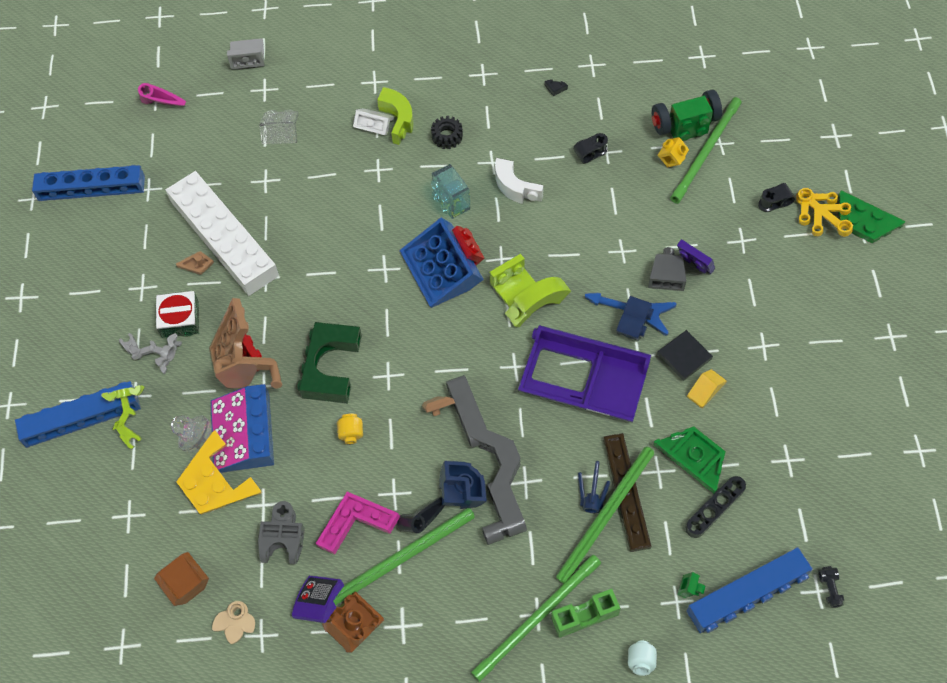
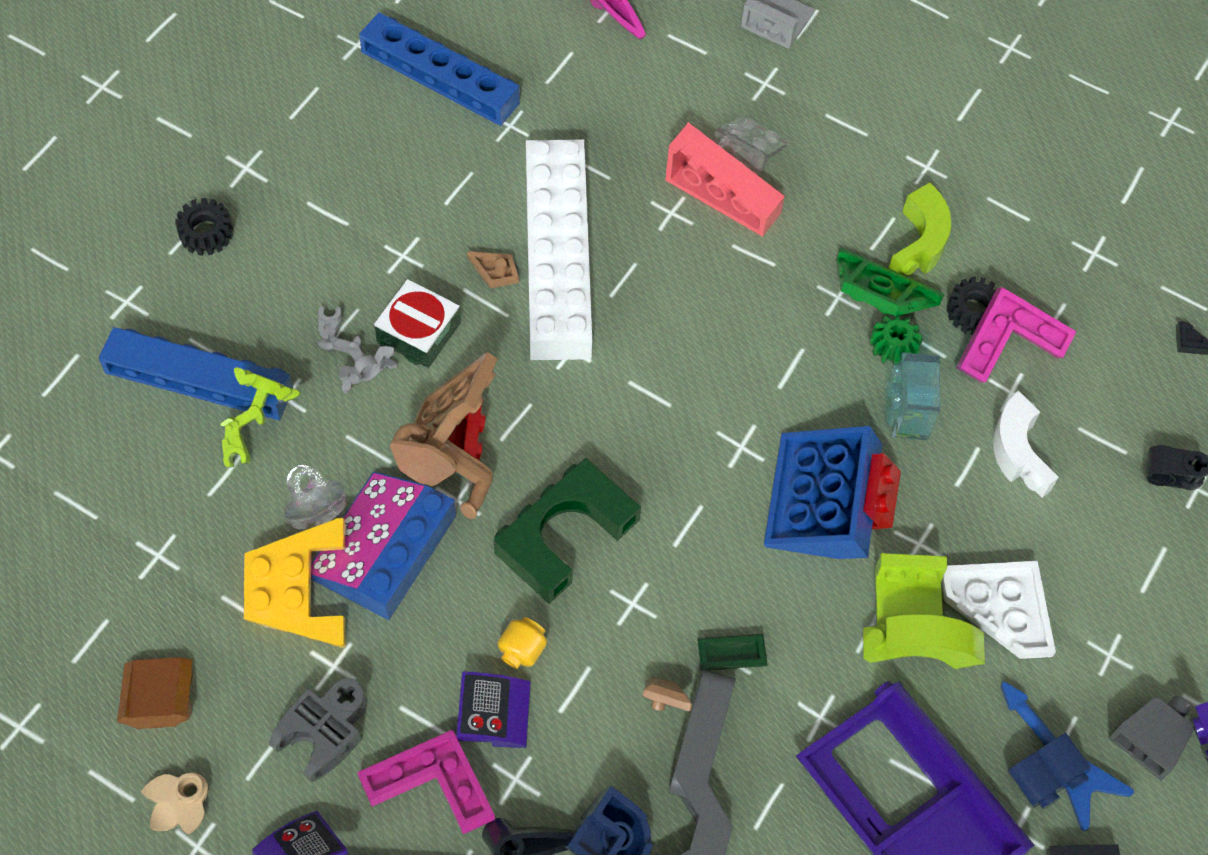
camera: 30 degrees right, 0 degrees up
(18, 332) = (204, 240): none -> black tyre
(280, 149) = (721, 181): none -> coral wedge
(359, 469) = (493, 709): none -> slope
(372, 121) = (881, 221): white panel -> none
(397, 150) = (883, 287): none -> green wing
(421, 171) = (895, 337): none -> green gear
(452, 365) = (732, 652): none -> dark green tile
(465, 126) = (1002, 317): none -> dark pink plate
(560, 259) = (1004, 603): none -> white plate

